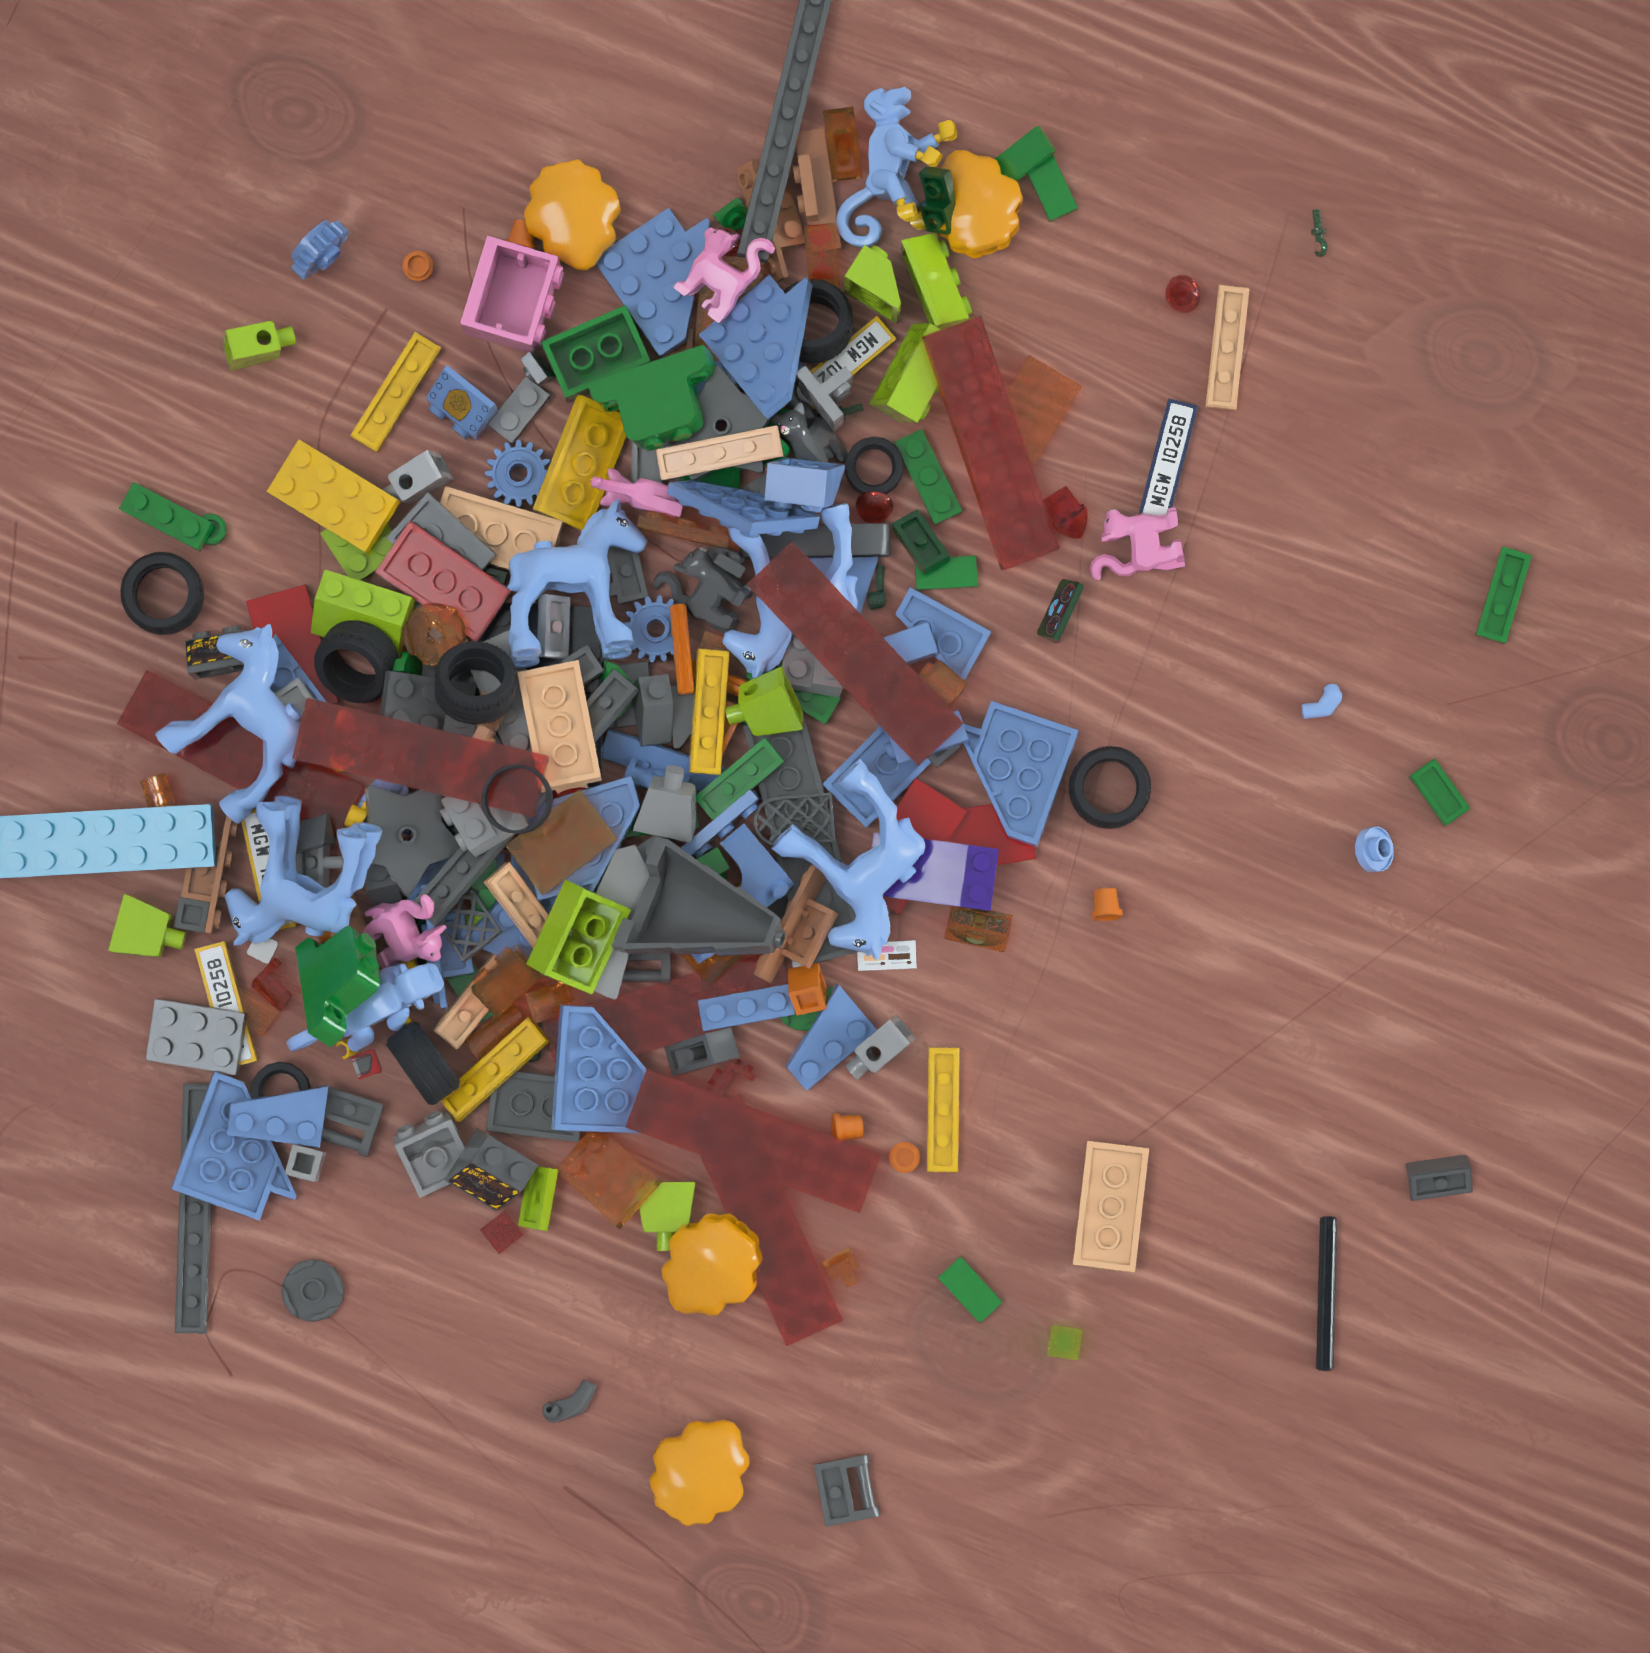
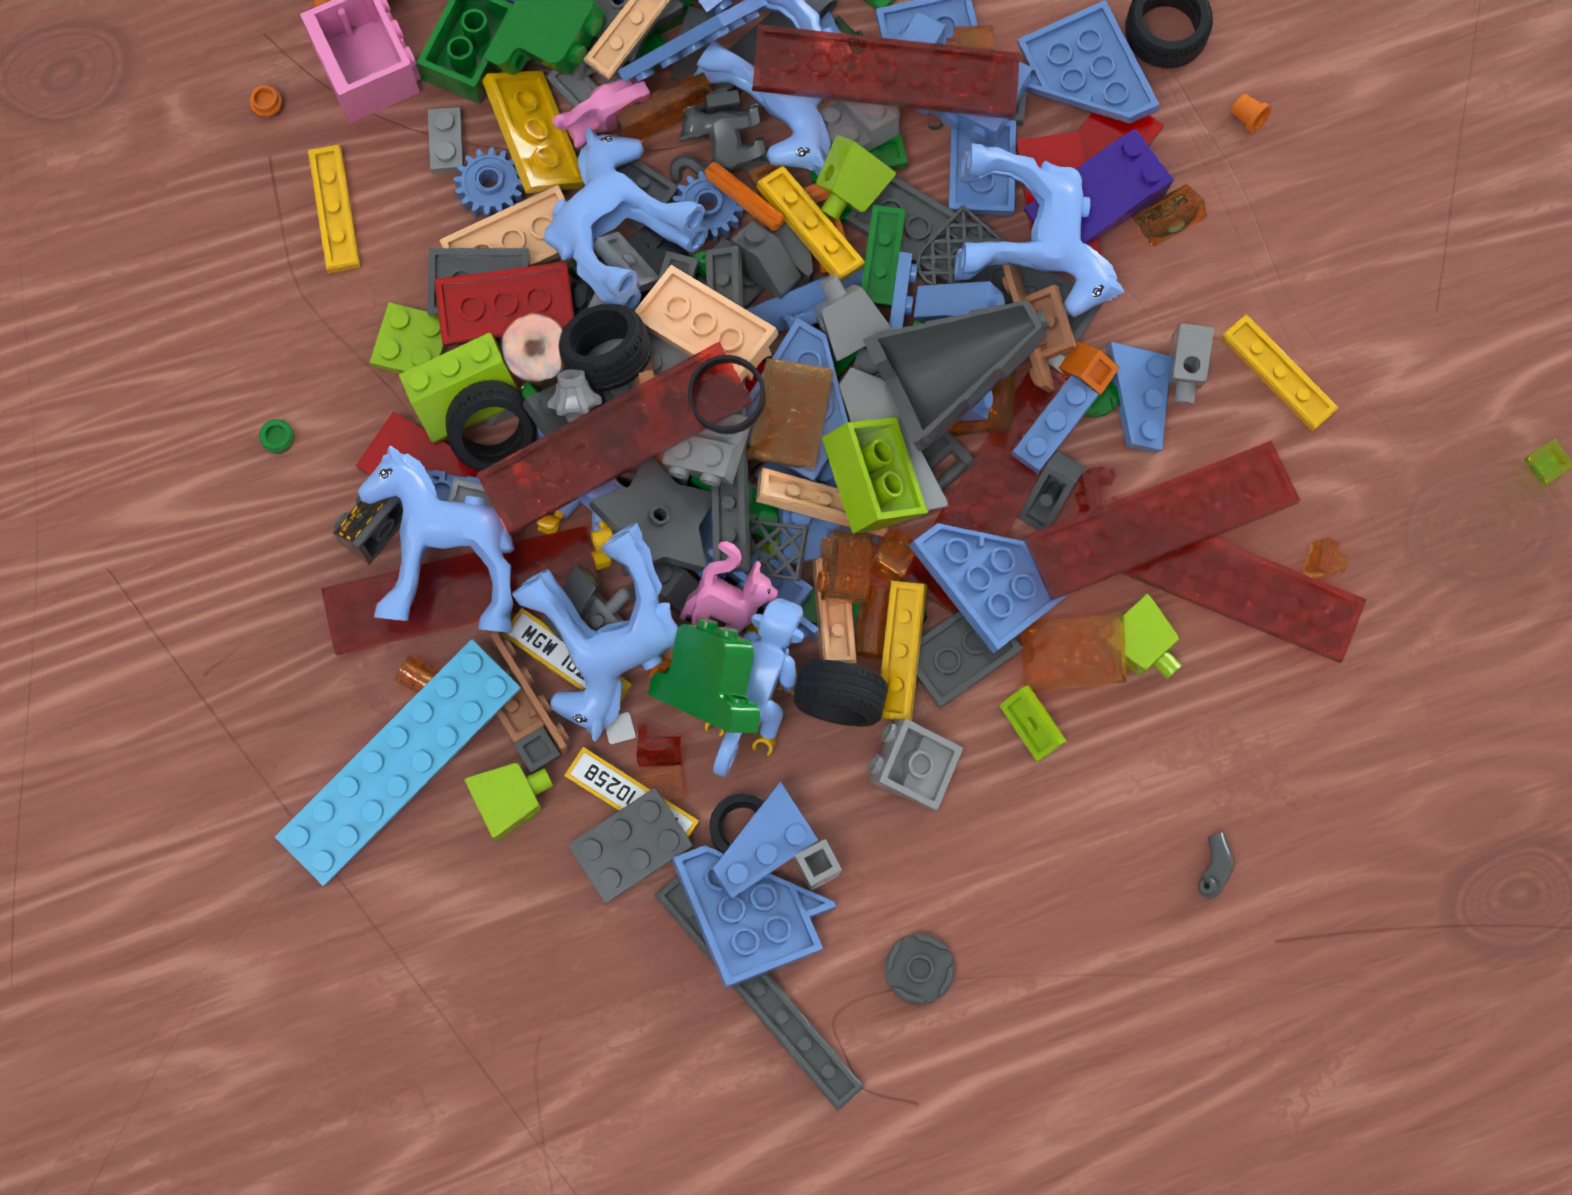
camera: 40 degrees left, 10 degrees down
(139, 570) = (259, 490): black tyre -> none
(166, 516) = (230, 455): green plate -> none
(243, 347) = (183, 262): lime torso -> none
(319, 248) = (171, 144): medium blue gear -> none
(333, 496) = (355, 322): yellow plate -> none
(353, 1112) = (820, 790): dark grey plate -> none
(366, 1064) = (791, 745): sticker -> none
(419, 702) = (573, 395): none -> light grey rock
(428, 475) = (411, 240): light grey torso -> none
(461, 404) = (394, 164): medium blue slope -> none
(490, 1170) = (975, 732): dark grey slope -> none
(501, 1232) = (1028, 779): clear red plate -> none
(536, 368) = (431, 95): plate -> none
(699, 1471) = (1375, 823): light orange piece -> none
(711, 1264) = (1224, 648): light orange piece -> none
(836, 1491) = (1494, 741): dark grey plate -> none
(846, 1126) = (1219, 448): orange piece -> none
(893, 956) = (1134, 289): white sticker -> none
(904, 1157) = (1286, 434): orange plate -> none
(970, 1289) = (1436, 490): green tile -> none
(1110, 1207) = (1481, 328): light nougat piece -> none

